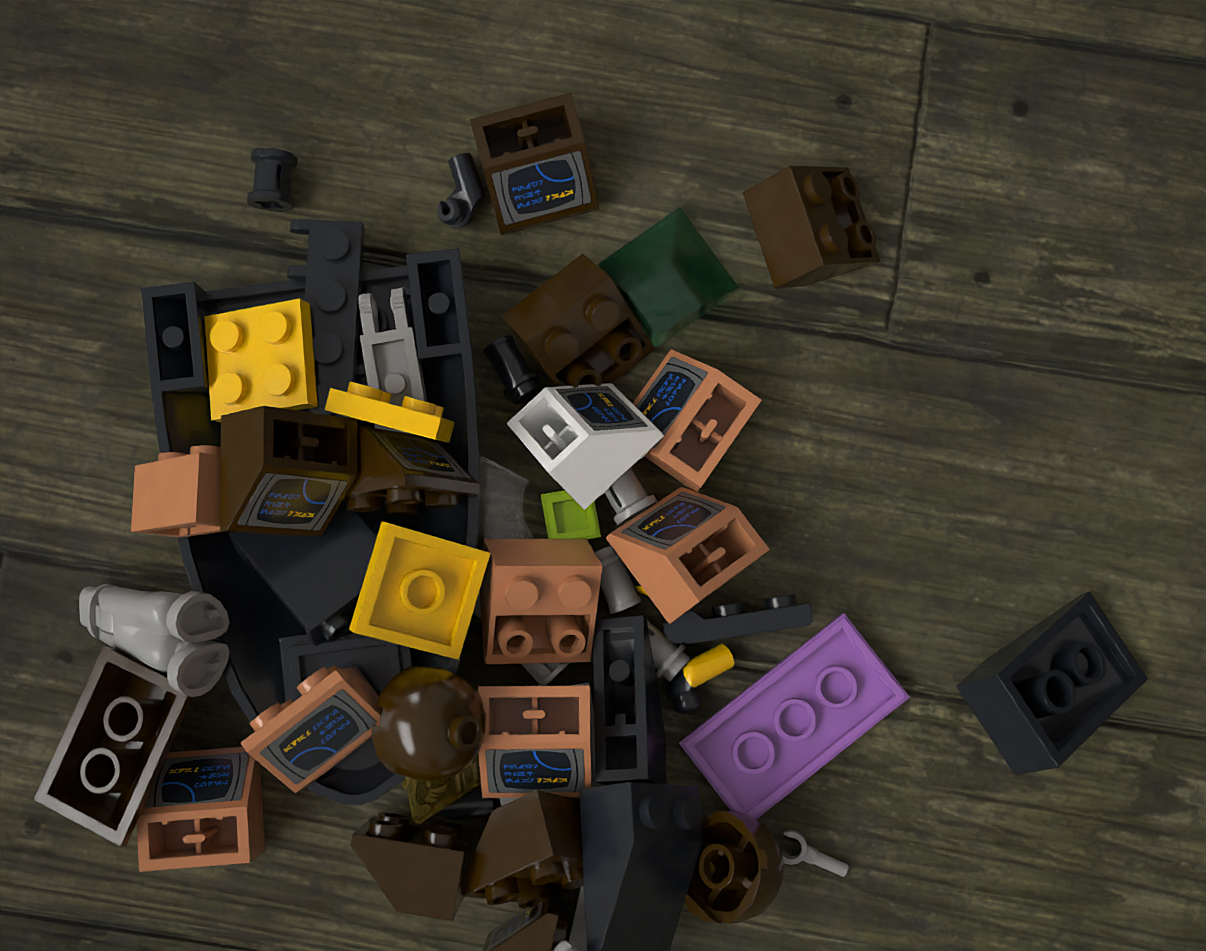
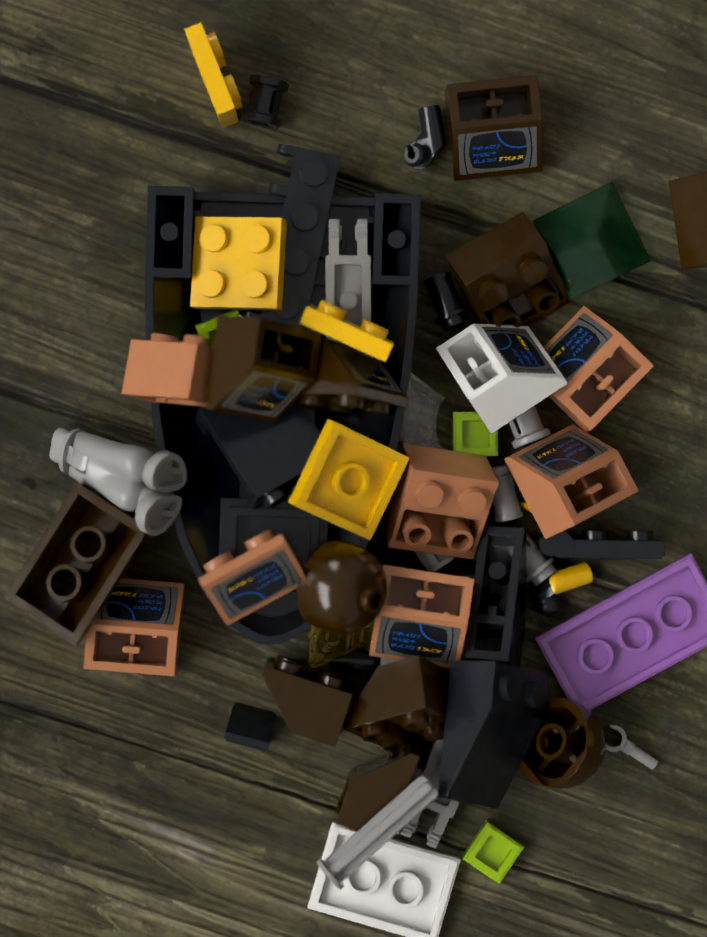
camera: 10 degrees right, 5 degrees up
(203, 153) = (209, 60): none -> yellow plate
(357, 906) = (250, 726): none -> black slope

